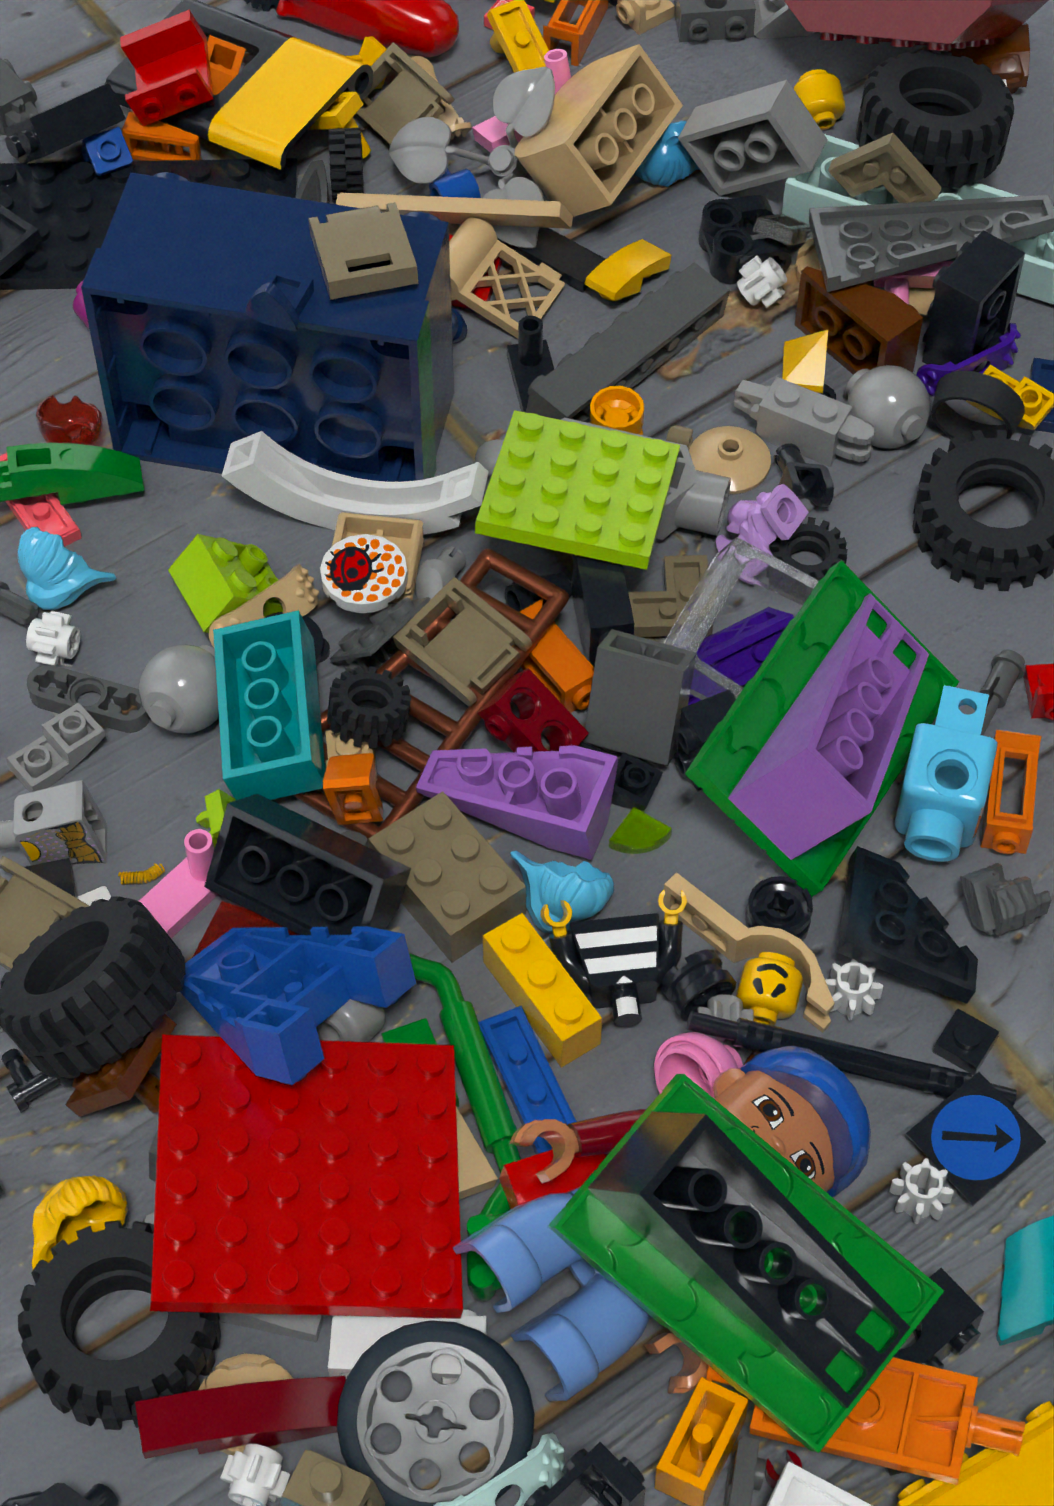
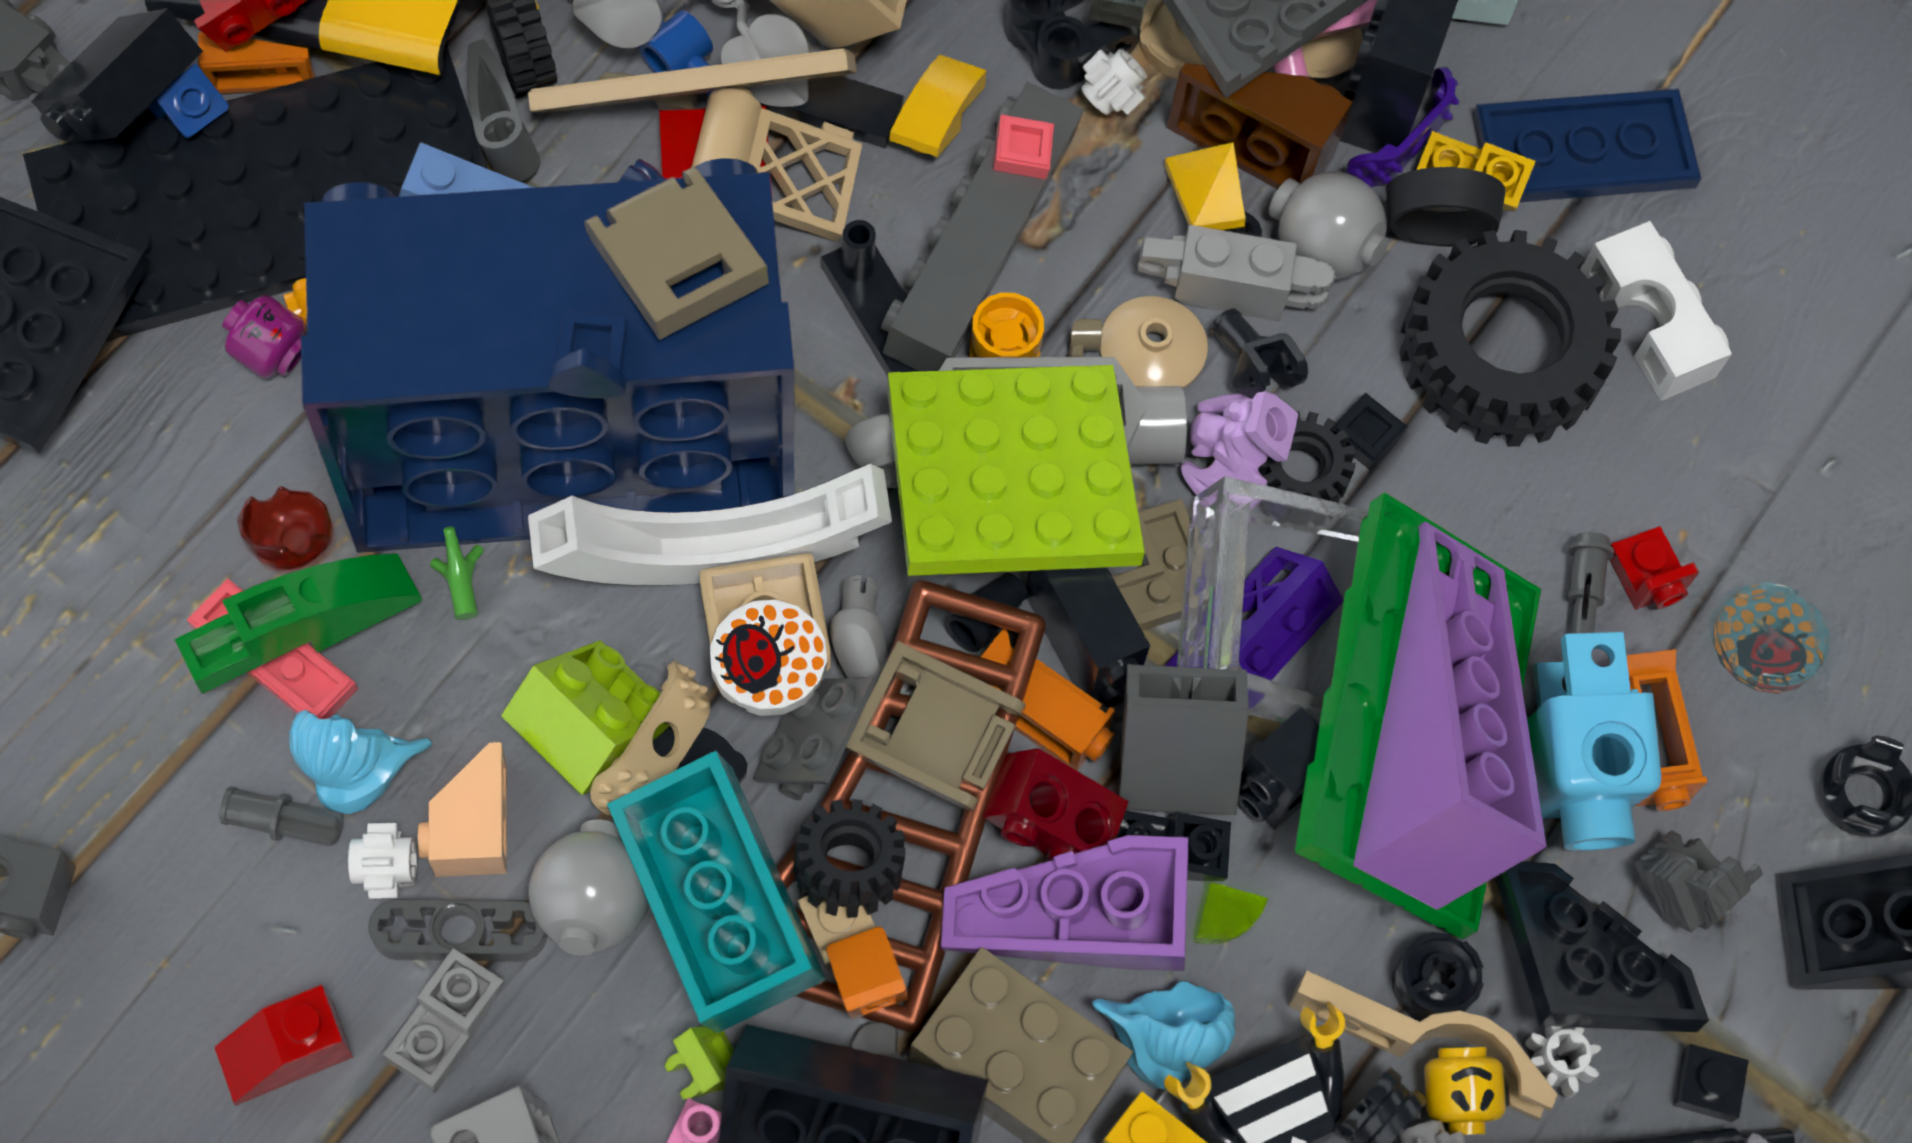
camera: 25 degrees left, 10 degrees up
(123, 629) = (469, 819): none -> light nougat slope
(176, 482) = (459, 574): none -> bright green bar
(673, 299) = (1023, 147): none -> coral tile
(869, 550) = (1370, 430): none -> black tile

